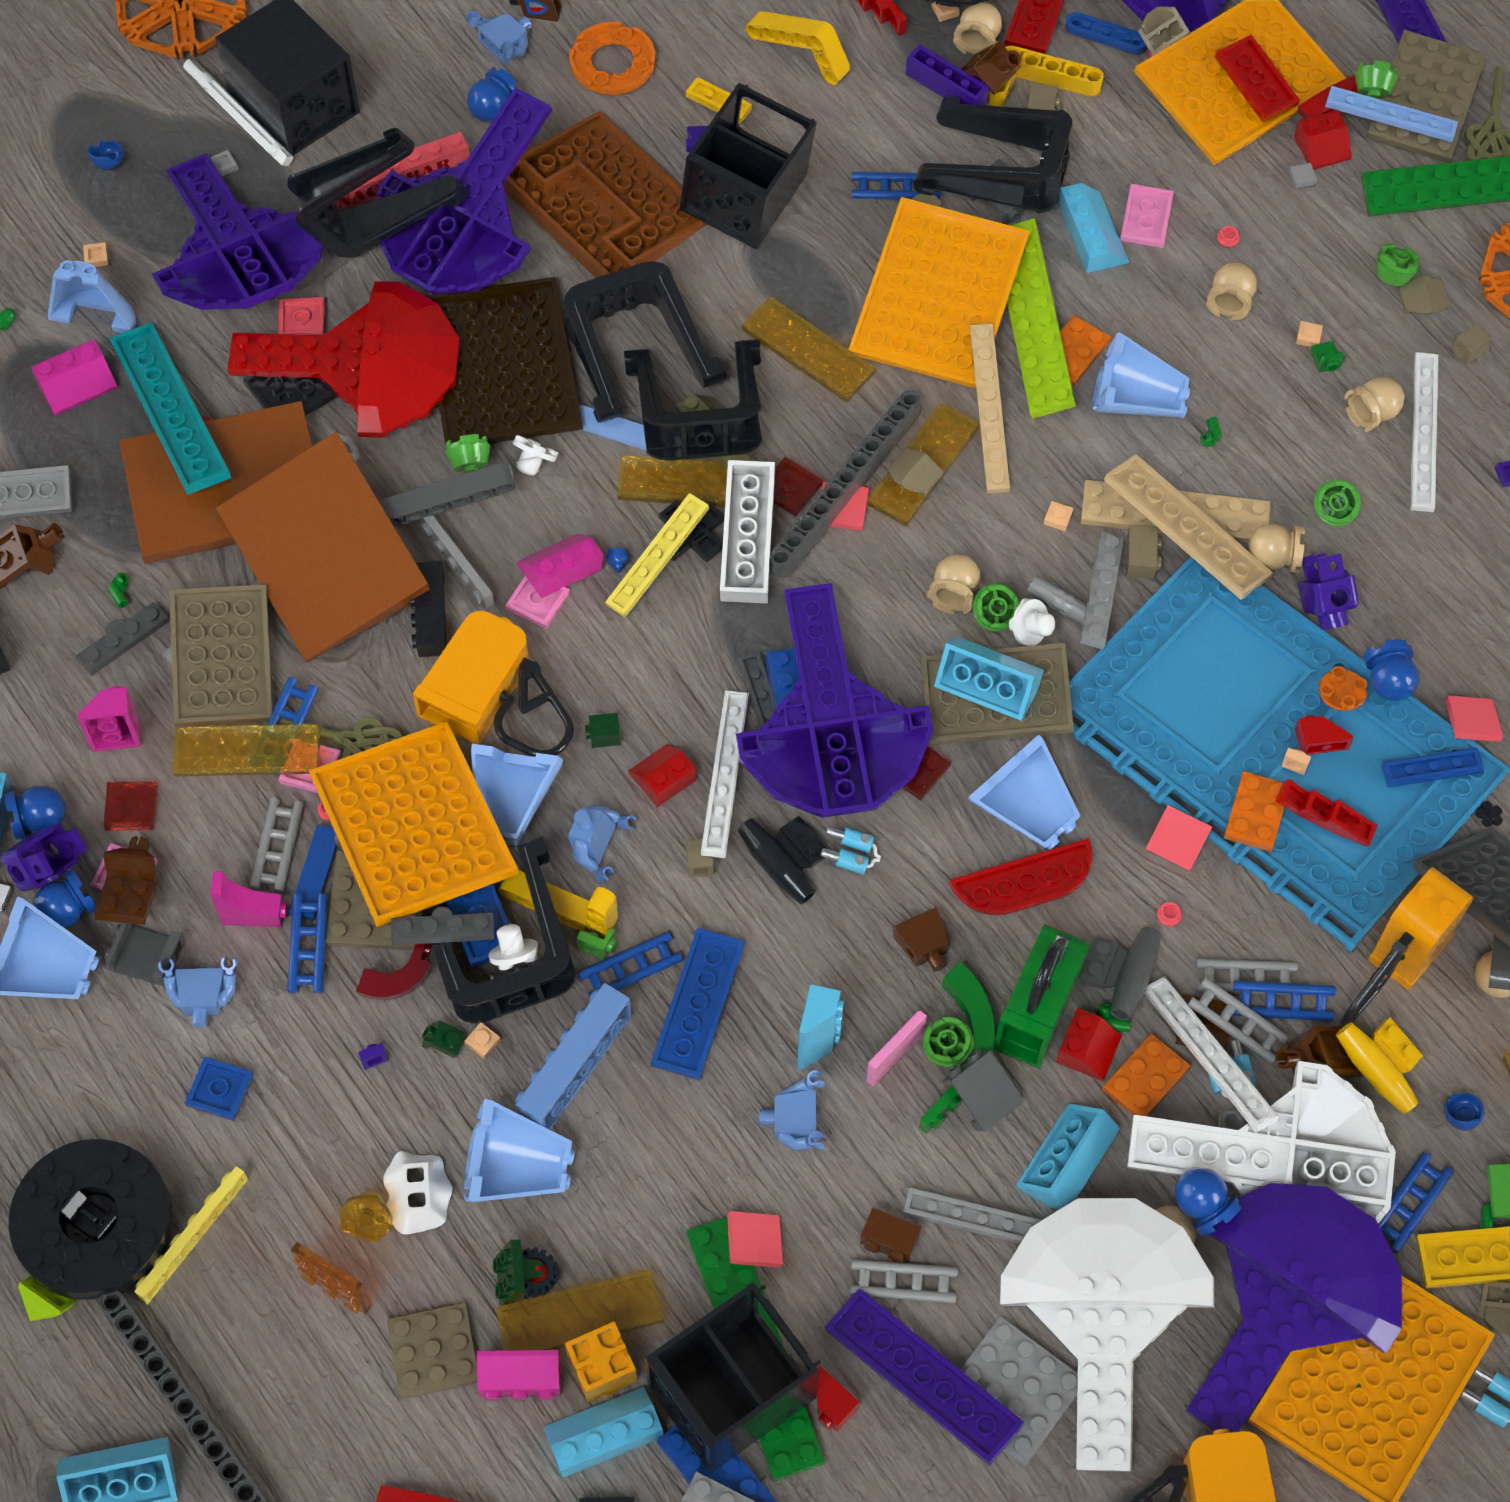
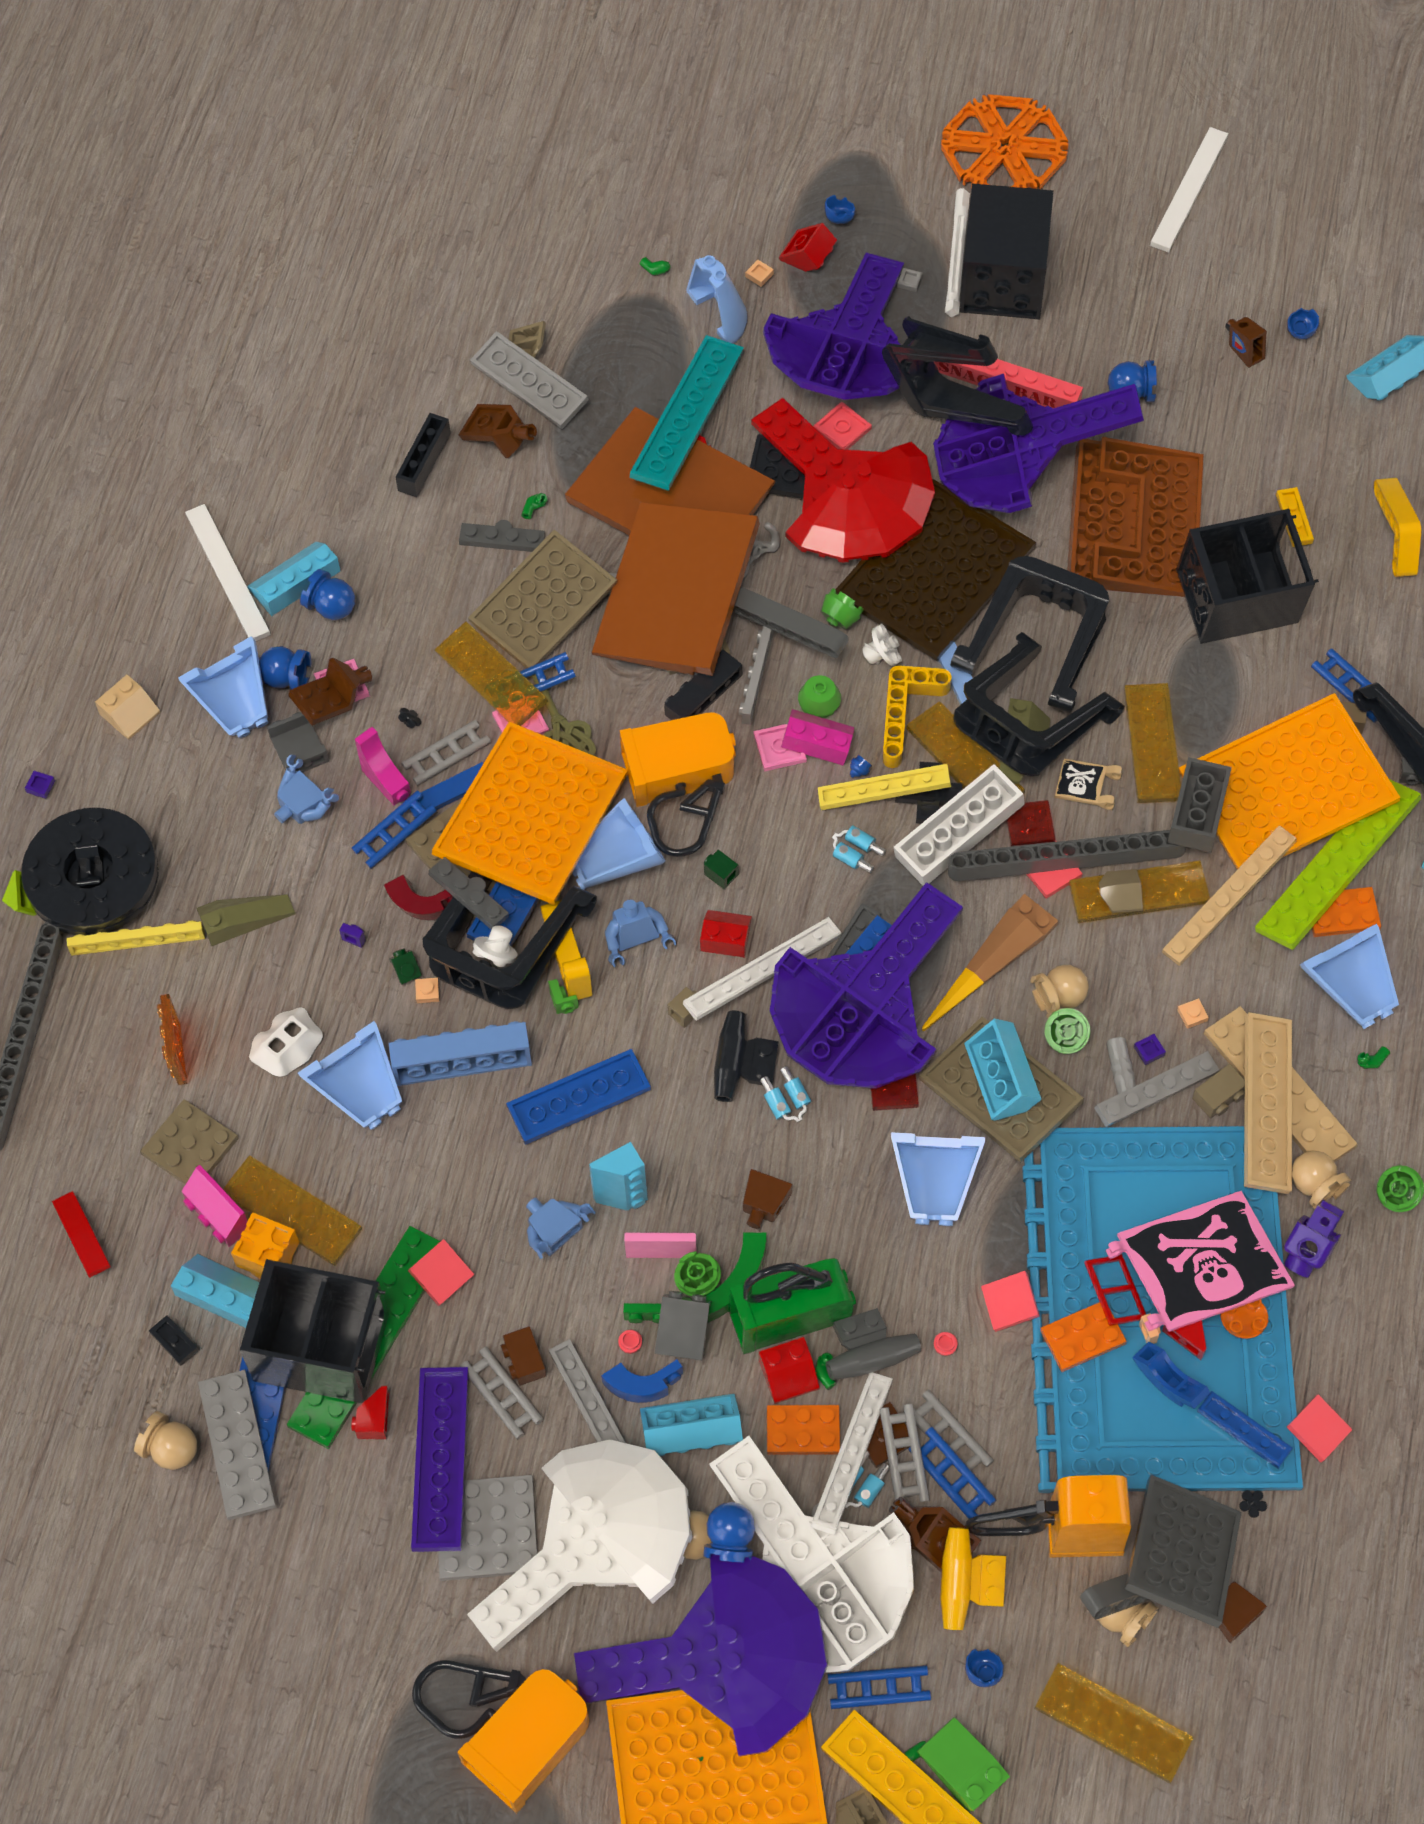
camera: 50 degrees right, 0 degrees up
(40, 861) = (310, 633): dark purple piece -> none
(74, 377) = (656, 342): dark pink slope -> none
(110, 720) = (429, 580): dark pink slope -> none
(113, 203) = (809, 247): none -> red slope
(130, 806) = (390, 647): clear red plate -> none
(213, 846) = (409, 718): none -> black plant
(219, 1088) = (247, 867): blue plate -> none
(258, 1131) = (238, 916): none -> olive wedge
(366, 1217) = (239, 1025): clear yellow plate -> none
(501, 34) = (1194, 344): medium blue torso -> none
(523, 1273) = (288, 1154): dark green plate -> none
(526, 534) = (819, 696): none -> bright green cone
(597, 487) = (897, 707): none -> yellow beam
(606, 34) = (1257, 400): orange plate -> none
(637, 952) = (573, 1044): blue bar -> none
(688, 630) = (861, 840): none -> medium azure piece
(792, 422) = (1084, 782): none -> flag
(873, 576) = (1014, 935): none -> medium nougat plate
(903, 359) = (1199, 804): none -> dark grey brick
(951, 1144) = (630, 1341): none -> coral plate
(993, 1176) = (641, 1388): none -> blue arch
(1025, 880) = (877, 1228): red plate -> none
(1031, 622) = (1080, 1063): white plate -> none
(1061, 568) = (1149, 1049): none -> dark purple plate
(1236, 767) = (1101, 1292): none -> red window
(1276, 677) = (1203, 1261): none -> flag
(1326, 814) = (1128, 1384): red slope -> none
(1351, 781) = (1168, 1377): none -> blue arch
(1393, 671) = (1290, 1336): blue tile -> none

